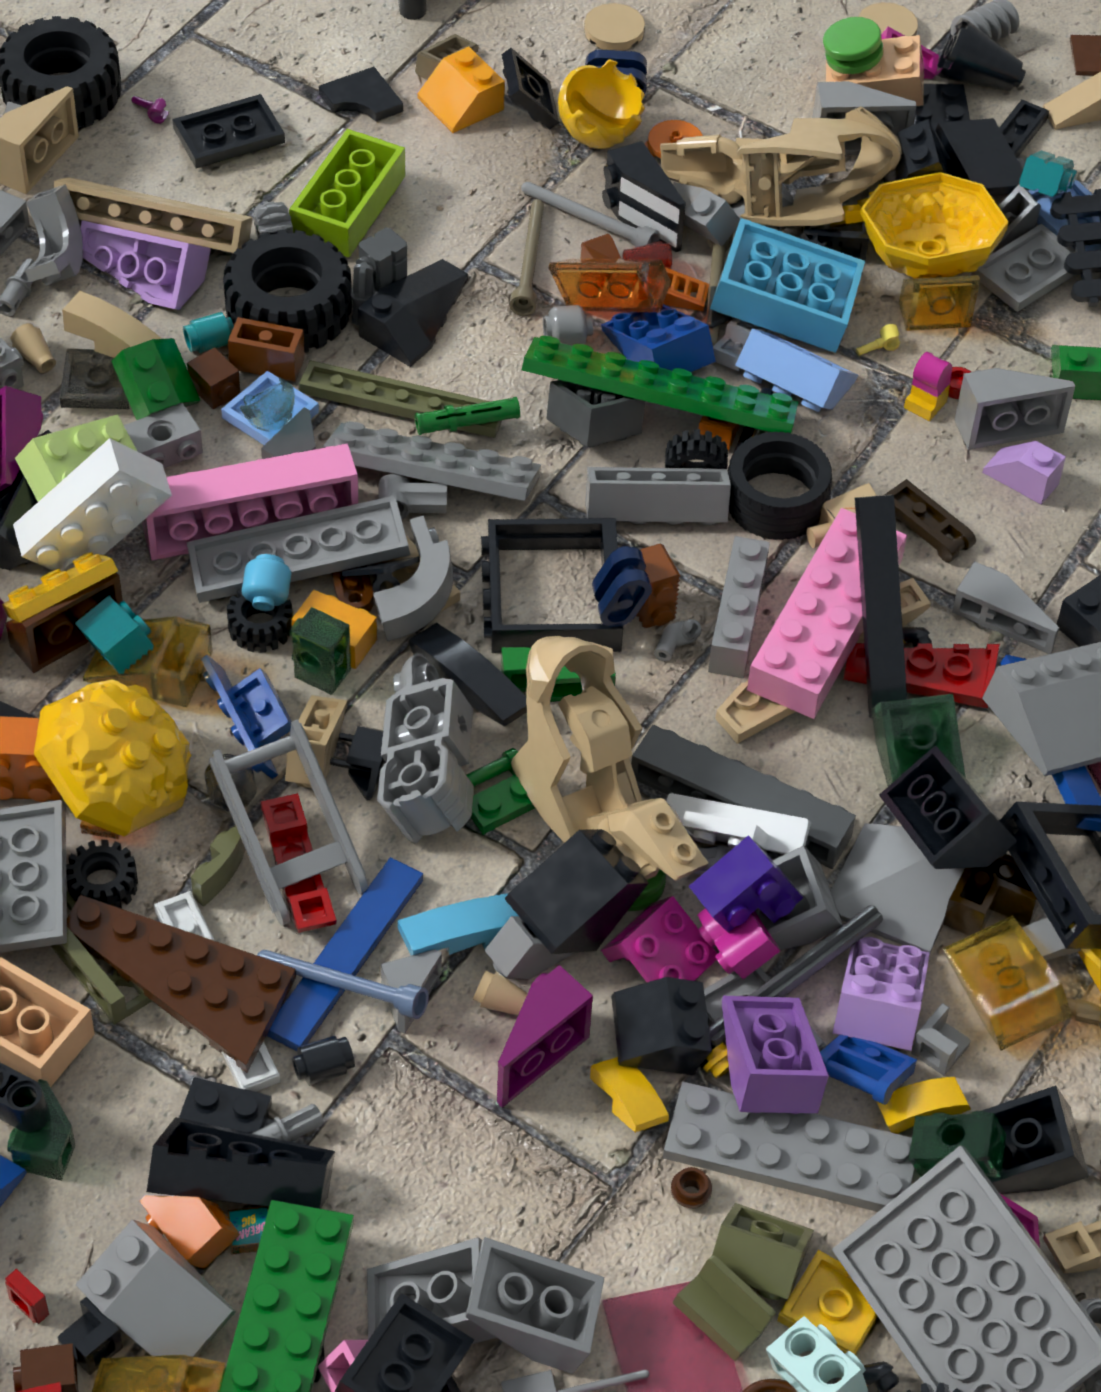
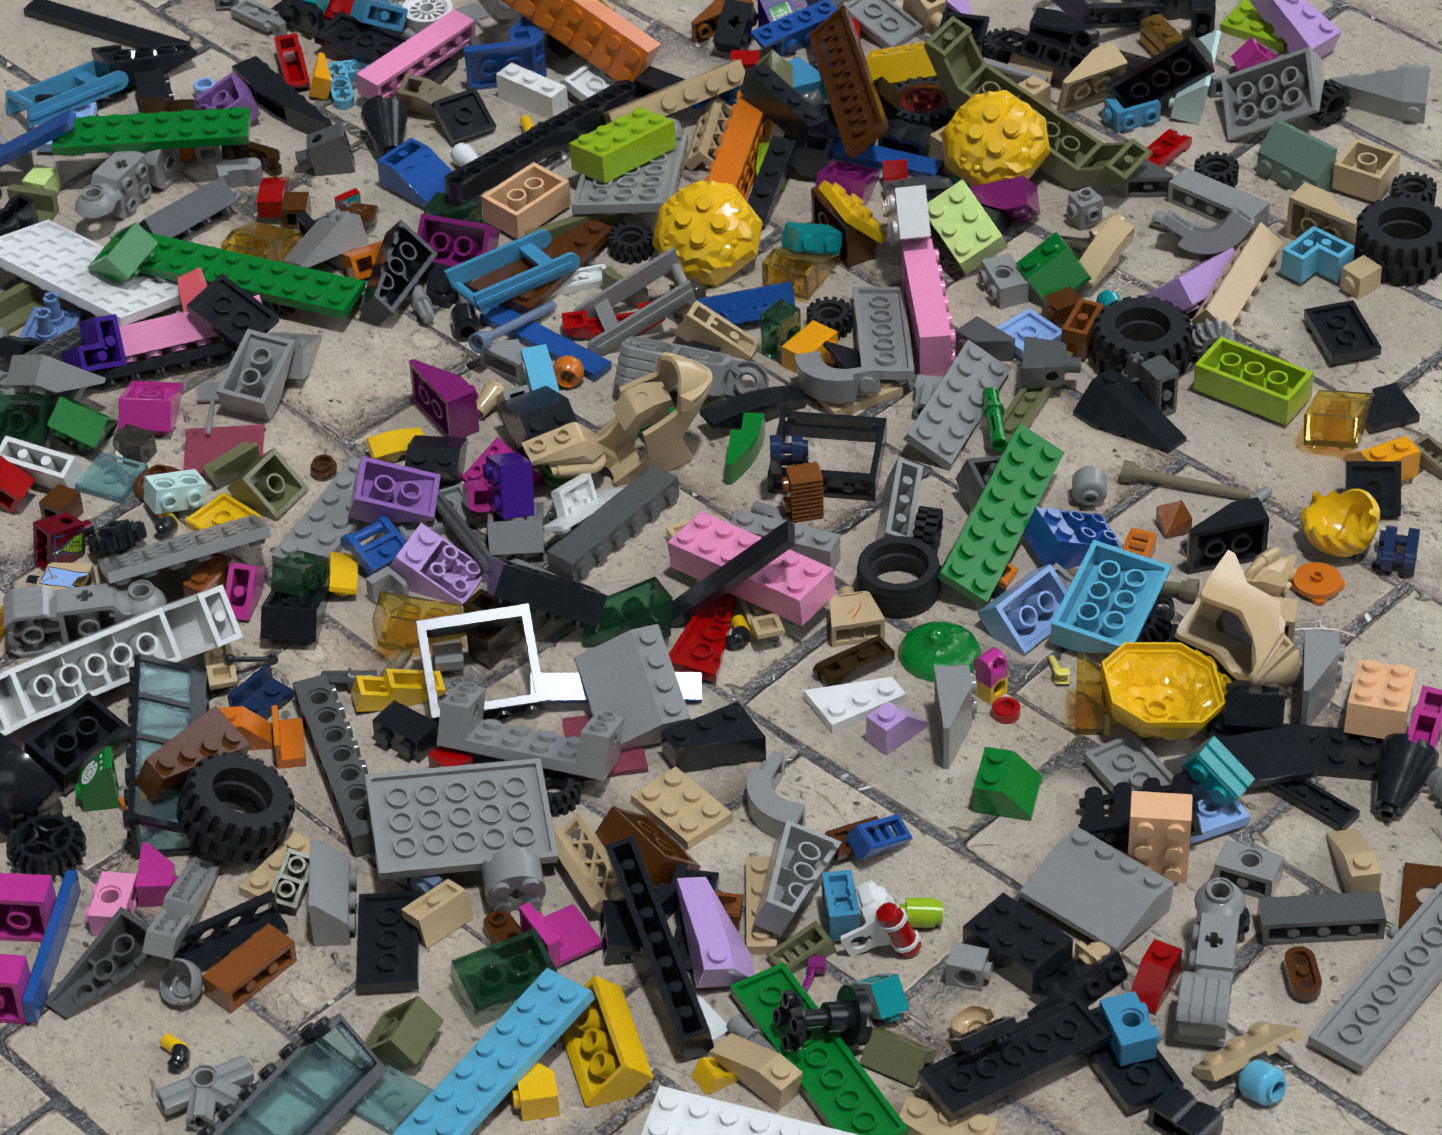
camera: 105 degrees right, 10 degrees down
(58, 1266) = (367, 212): none -> reddish brown hair
(94, 146) = (1315, 253): none -> medium azure brick
(122, 115) = (1360, 277): none -> tan brick
(125, 1107) = (456, 239): none -> magenta slope
(155, 109) = (1373, 300): magenta hand -> none
(200, 958) = (527, 246): none -> dark azure piece
(266, 582) = (841, 303): medium azure head -> none
(271, 407) = (1011, 319): clear light blue hair -> none
(355, 372) = (1046, 363): none -> dark grey torso
(406, 117) = (1336, 419): none -> clear yellow slope
(425, 895) = (568, 371): none -> orange piece
(612, 284) = (1121, 497): clear orange slope -> none
(651, 251) = (1167, 544): clear red cone -> none
(707, 213) = (1195, 563): light grey slope -> none
(853, 45) = (1388, 662): bright green head -> none
(874, 451) = (937, 646): none -> green hat
(994, 520) = (851, 702): none -> white wing
(1004, 607) = (757, 683): light grey slope -> none

